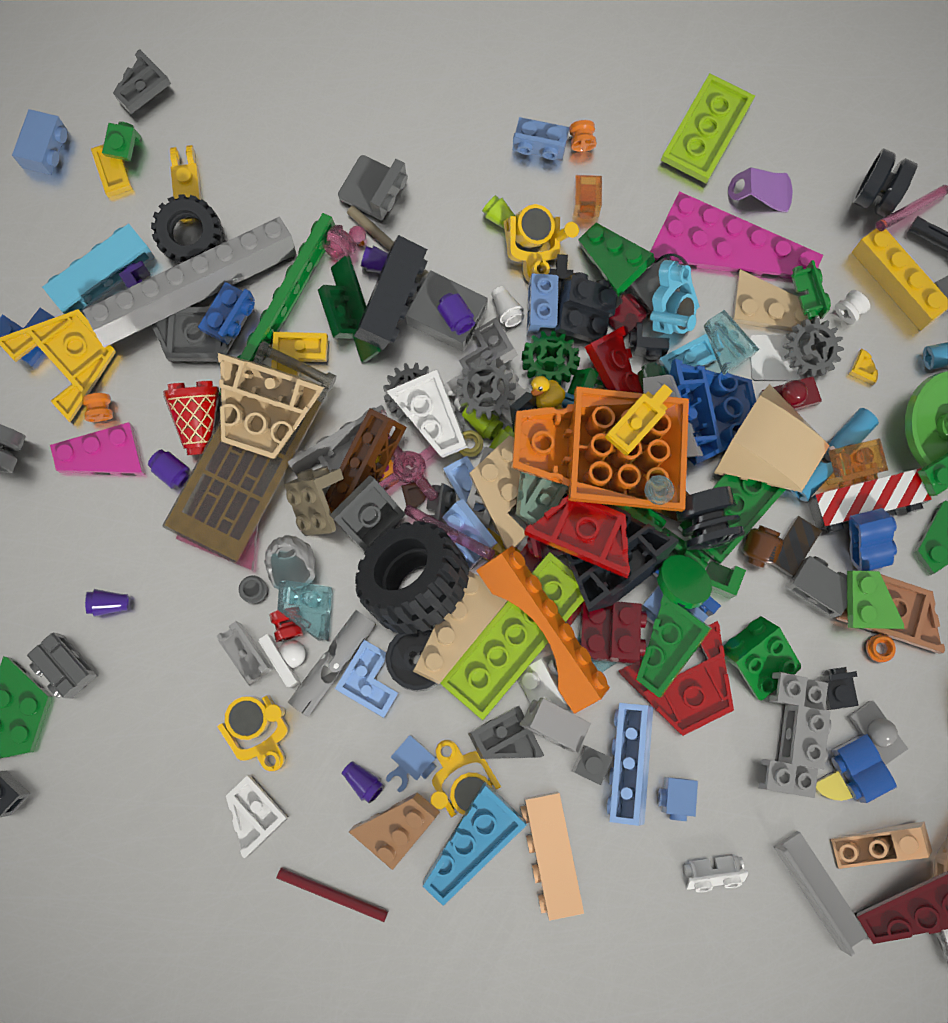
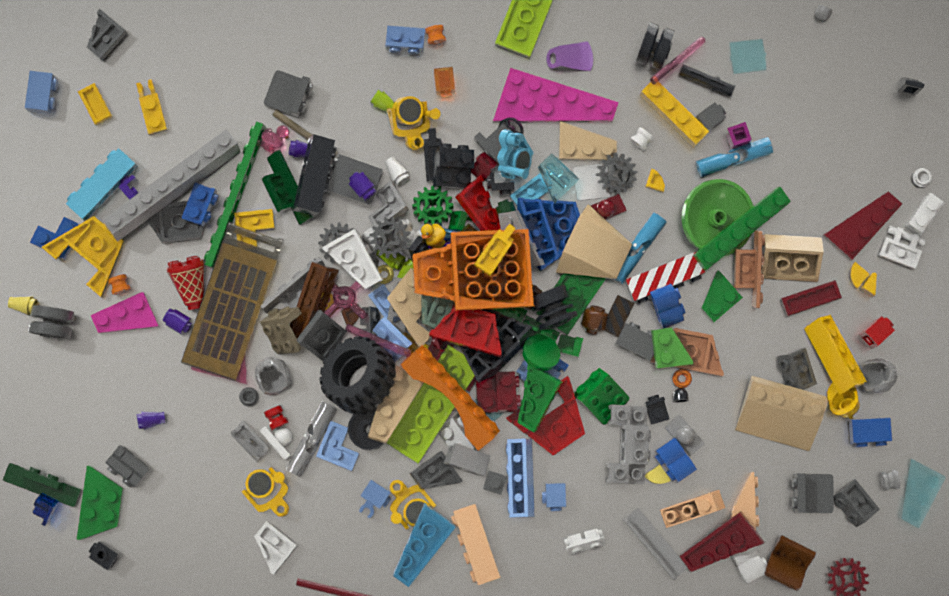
camera: 10 degrees left, 5 degrees up
(120, 140) = (99, 84): green bracket -> none
(175, 211) = (173, 135): black tyre -> none
(261, 405) = (237, 269): tan wedge -> none
(306, 606) = (289, 404): clear light blue wing -> none
(363, 782) = (344, 515): dark purple cone -> none
(396, 830) = (370, 542): medium nougat wing -> none
(542, 303) = (421, 167): medium blue bracket -> none
(615, 256) = (469, 126): green wing -> none
(659, 490) = (514, 296): clear light blue plate -> none
(816, 301) = (613, 140): green hinge -> none
(857, 461) = (652, 252): clear orange bracket -> none
(877, 673) = (680, 395): none -> black hinge

